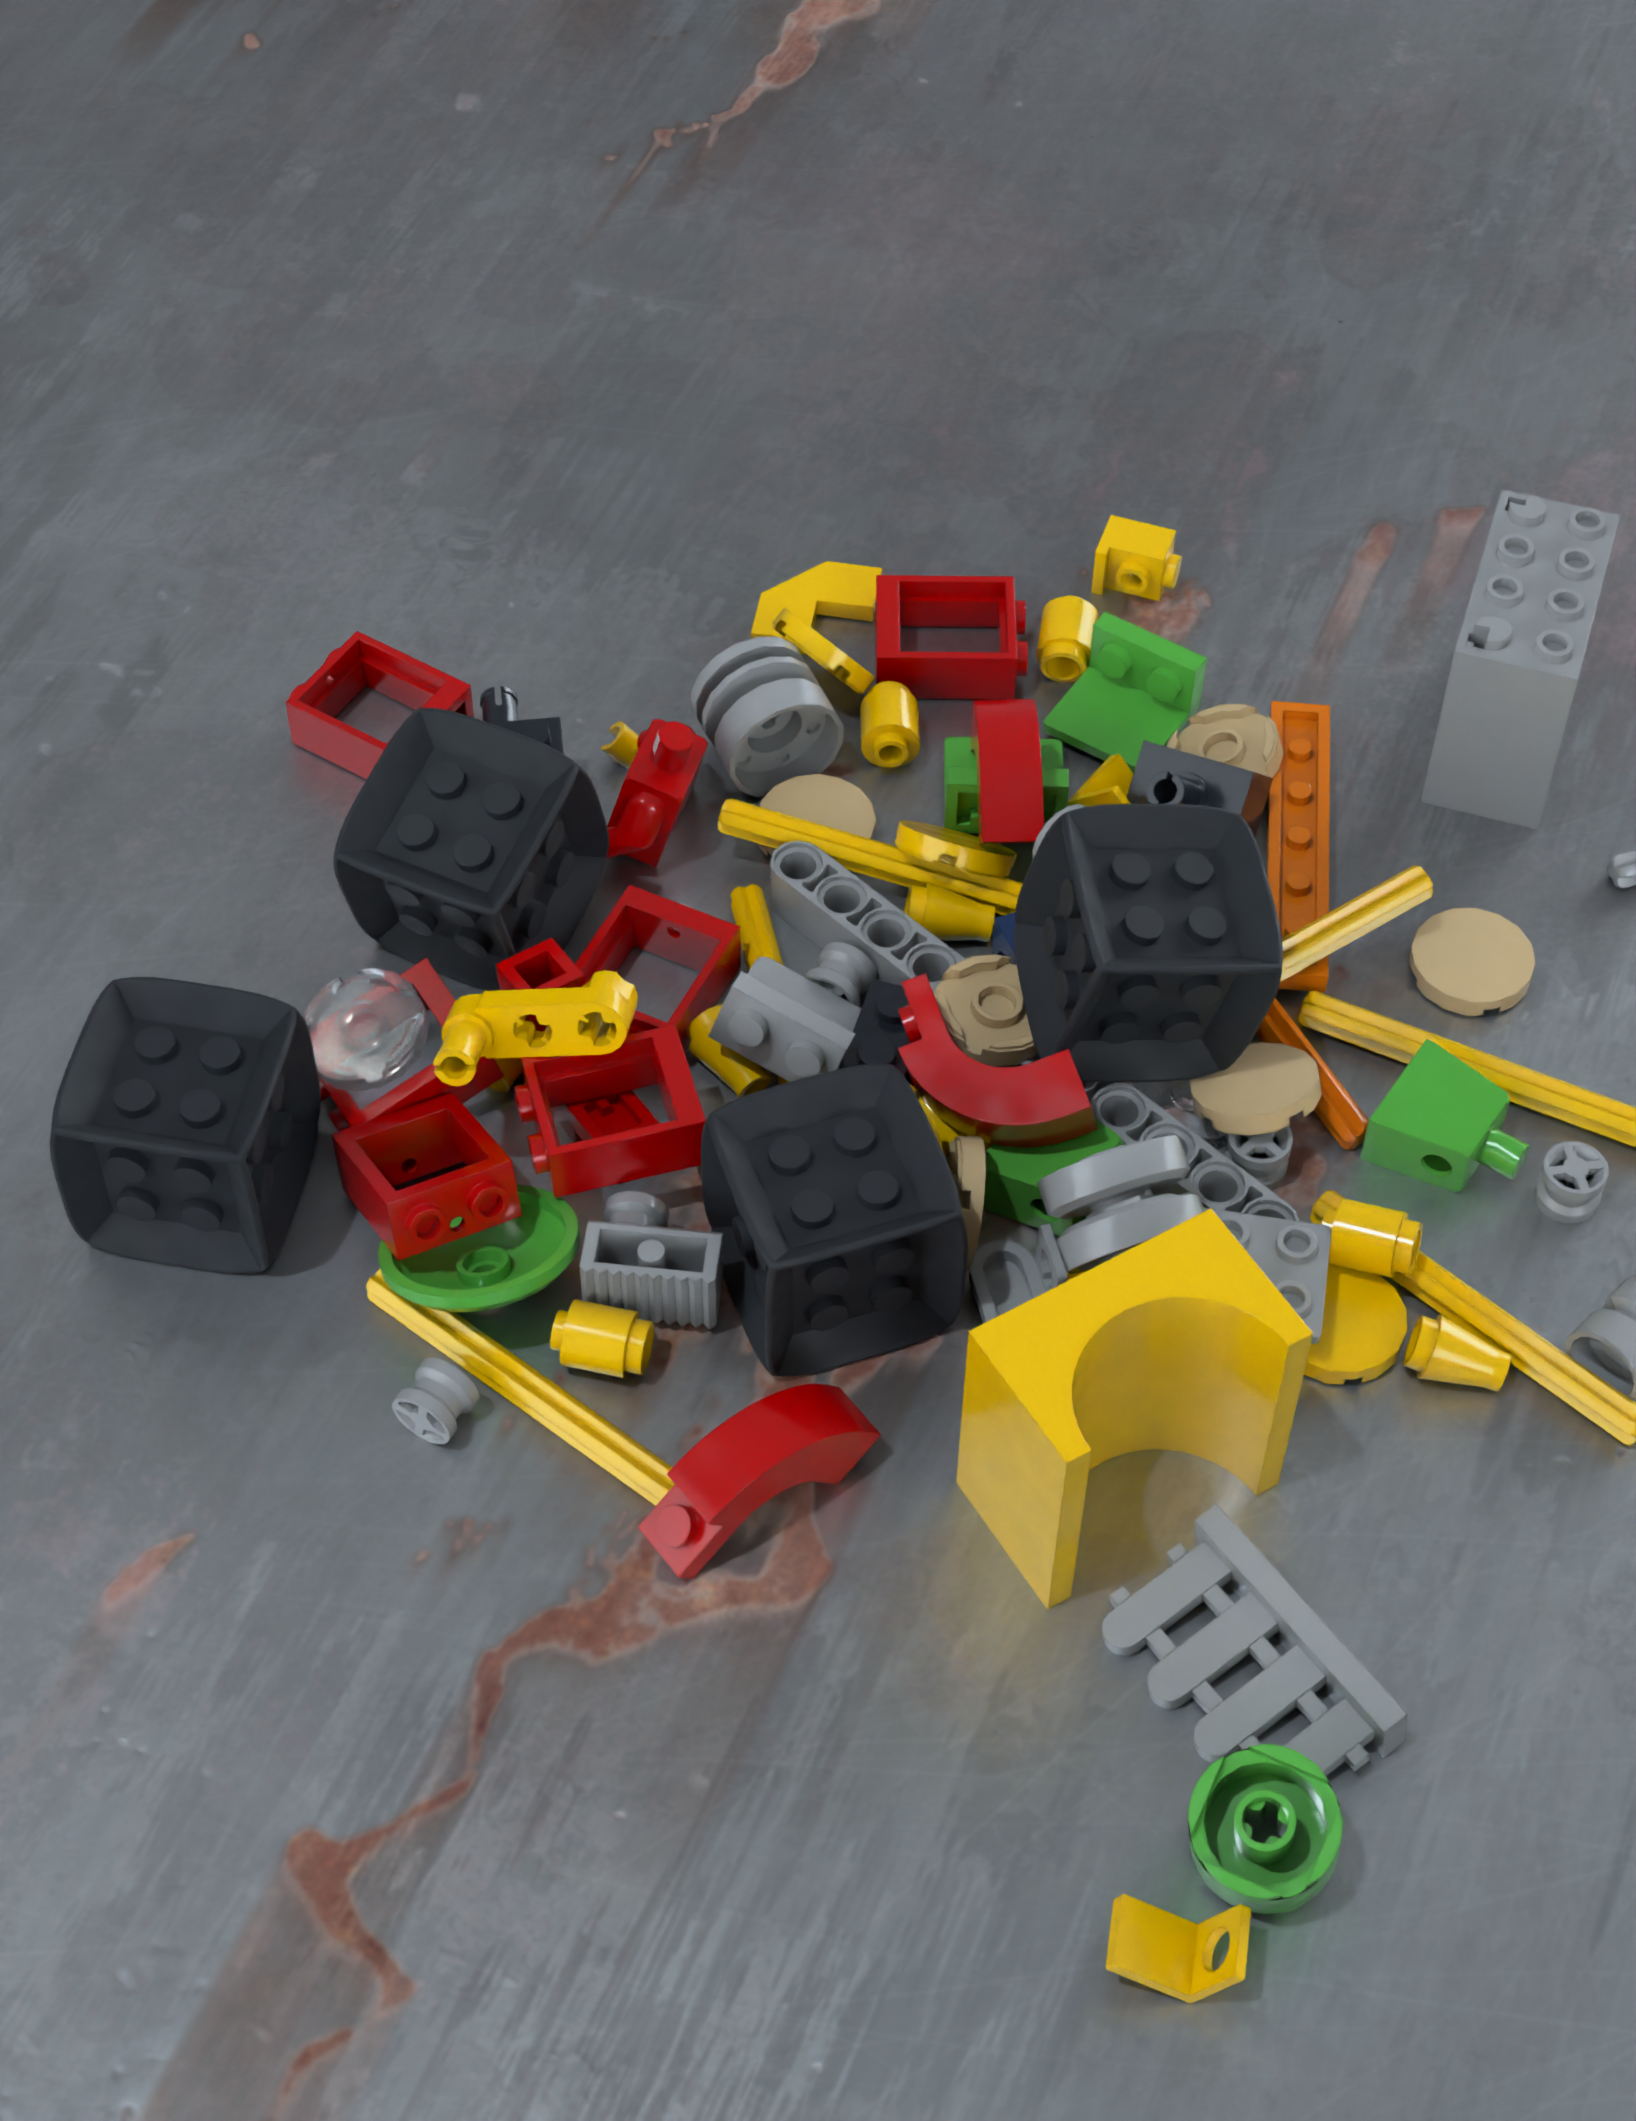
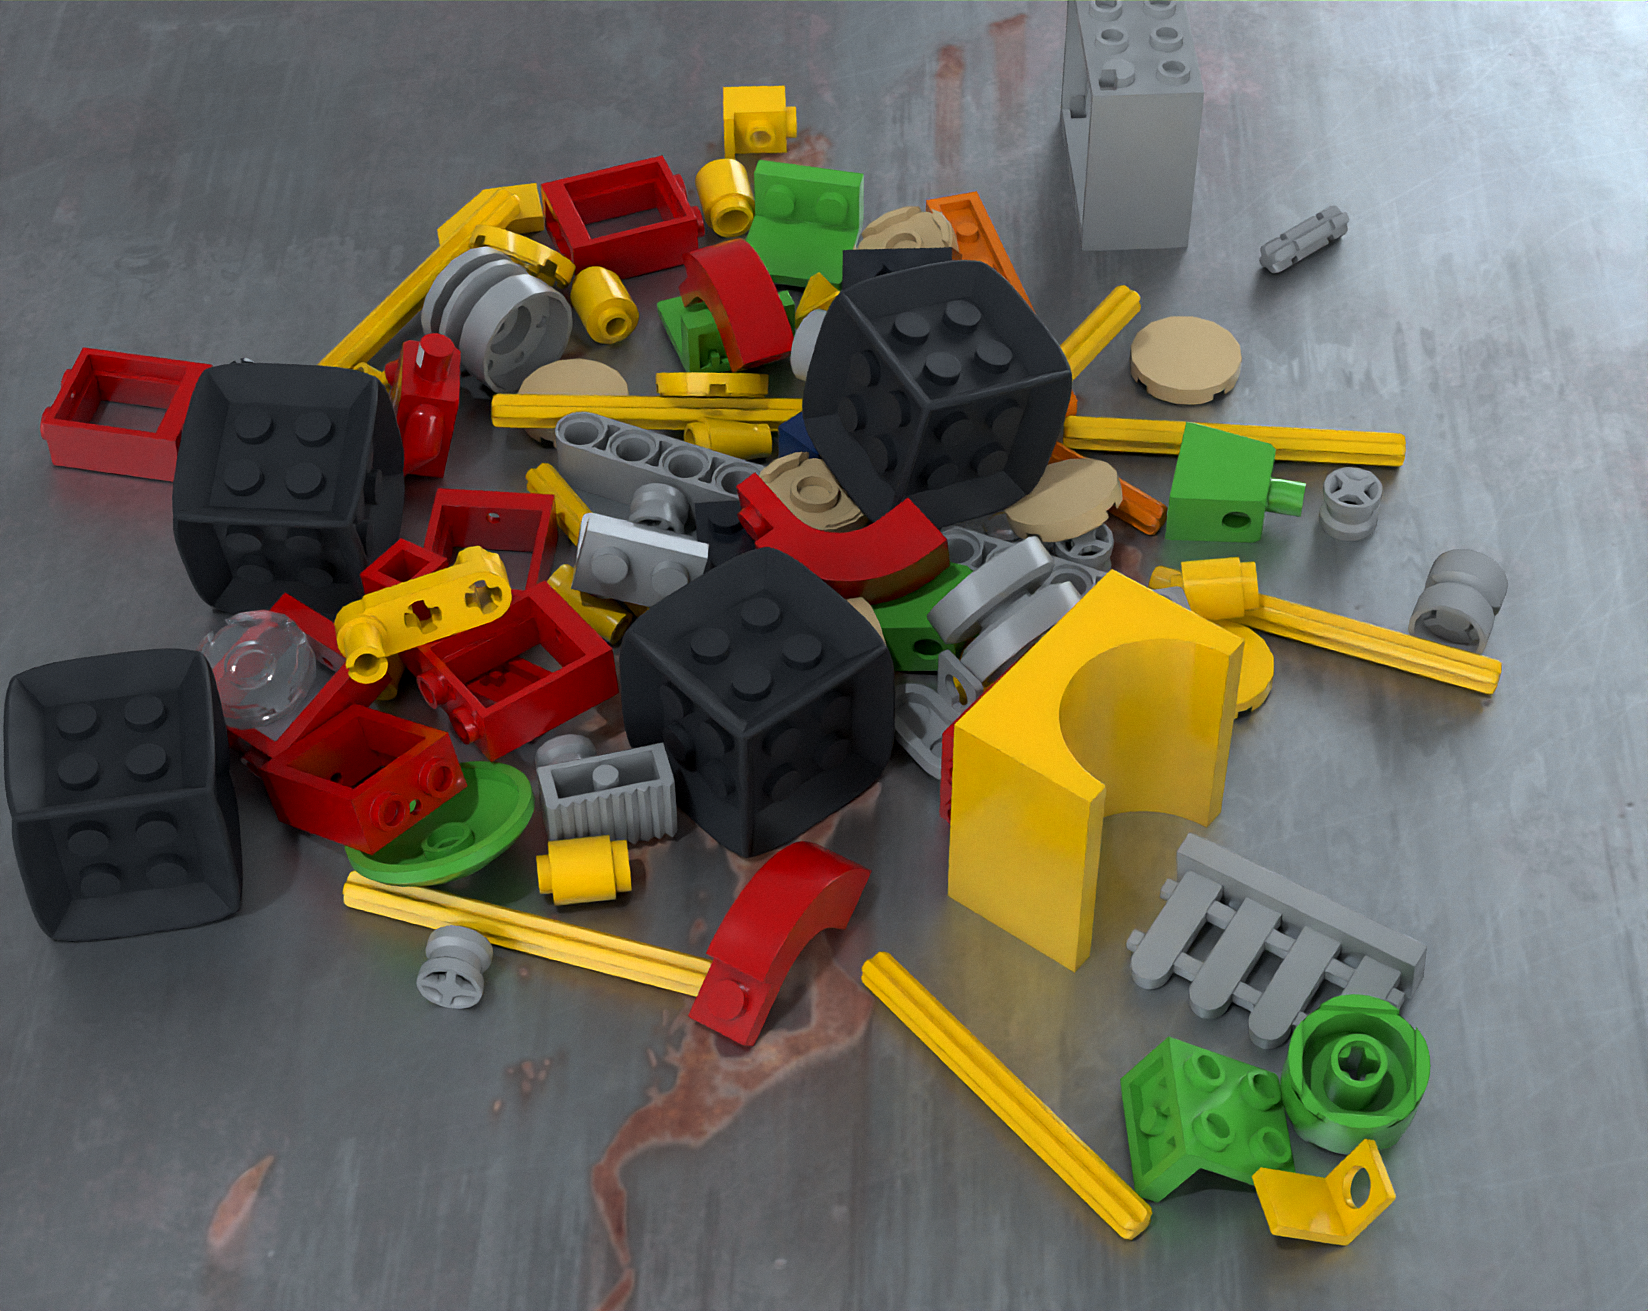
camera: 20 degrees left, 5 degrees down
(682, 671) = (410, 295): none -> yellow axle
(914, 1722) = (1007, 1096): none -> yellow axle
(1099, 1819) = (1201, 1112): none -> bright green bracket
(1453, 1355) = (1317, 664): yellow cone -> none

